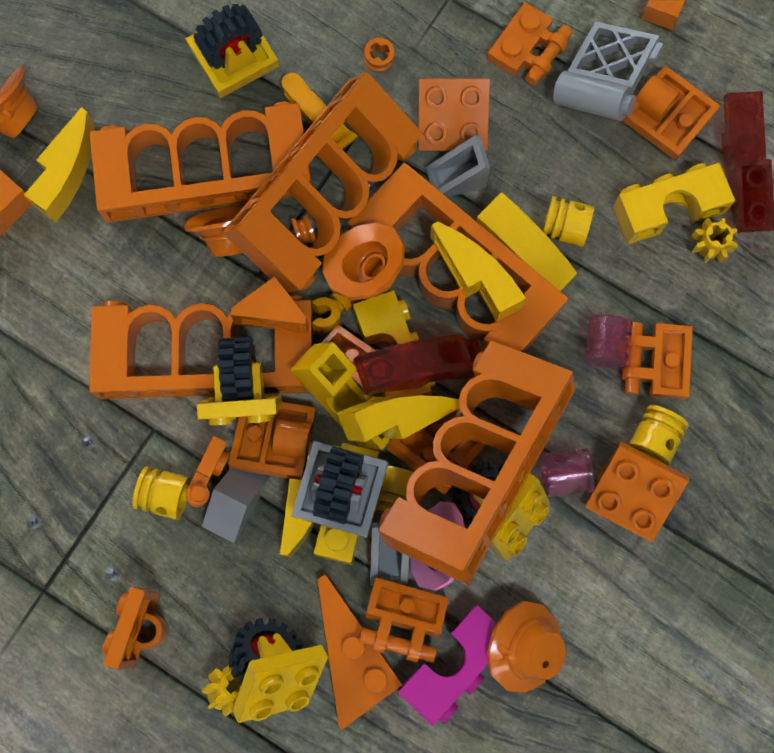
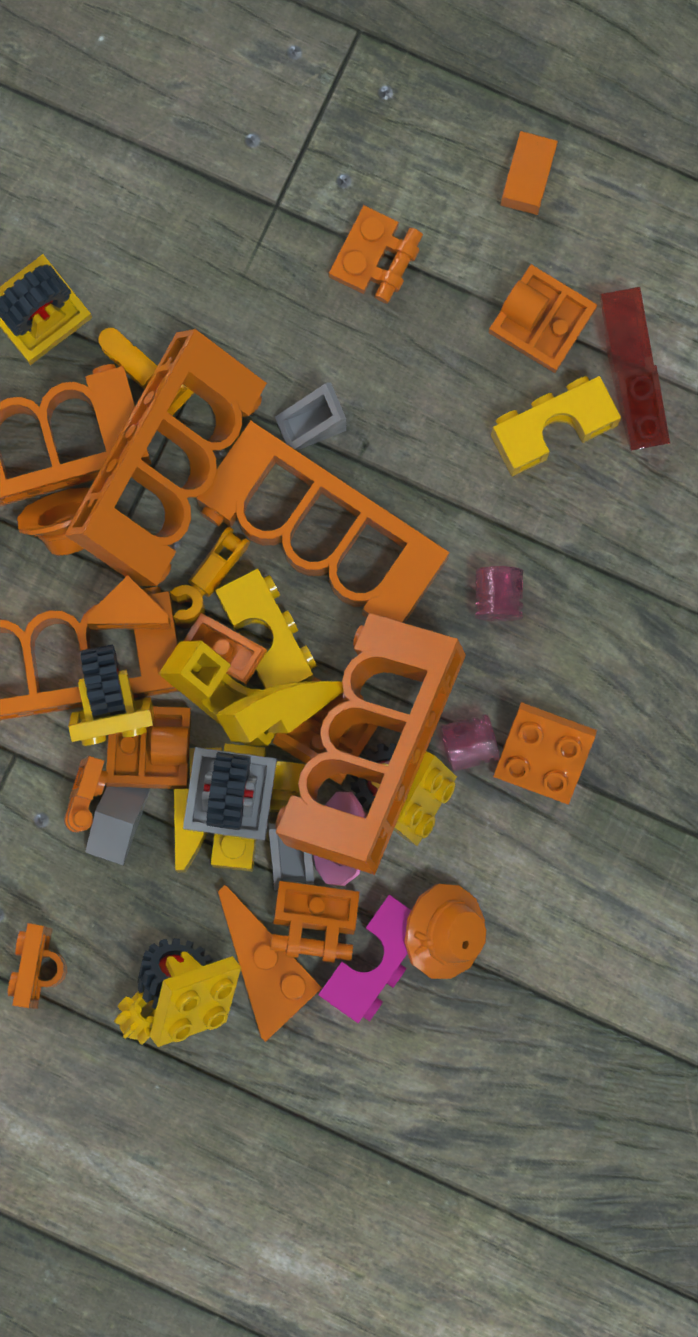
camera: 10 degrees left, 5 degrees up
(161, 493) = (38, 822): yellow piece -> none
(304, 230) = (148, 511): orange bush -> none
(364, 261) = (222, 543): orange hat -> none
(380, 45) = (205, 278): orange bush -> none
(417, 363) = (295, 648): clear red slope -> none
(452, 112) = (298, 353): orange plate -> none
(477, 271) = (346, 539): yellow slope -> none
(526, 240) = (397, 494): yellow slope -> none
(568, 221) = (440, 462): yellow piece -> none
(598, 90) = (460, 309): light grey piece -> none
(659, 433) = (563, 689): yellow piece -> none
(669, 361) = (569, 606): orange plate -> none
(714, 240) = (603, 473): yellow gear -> none

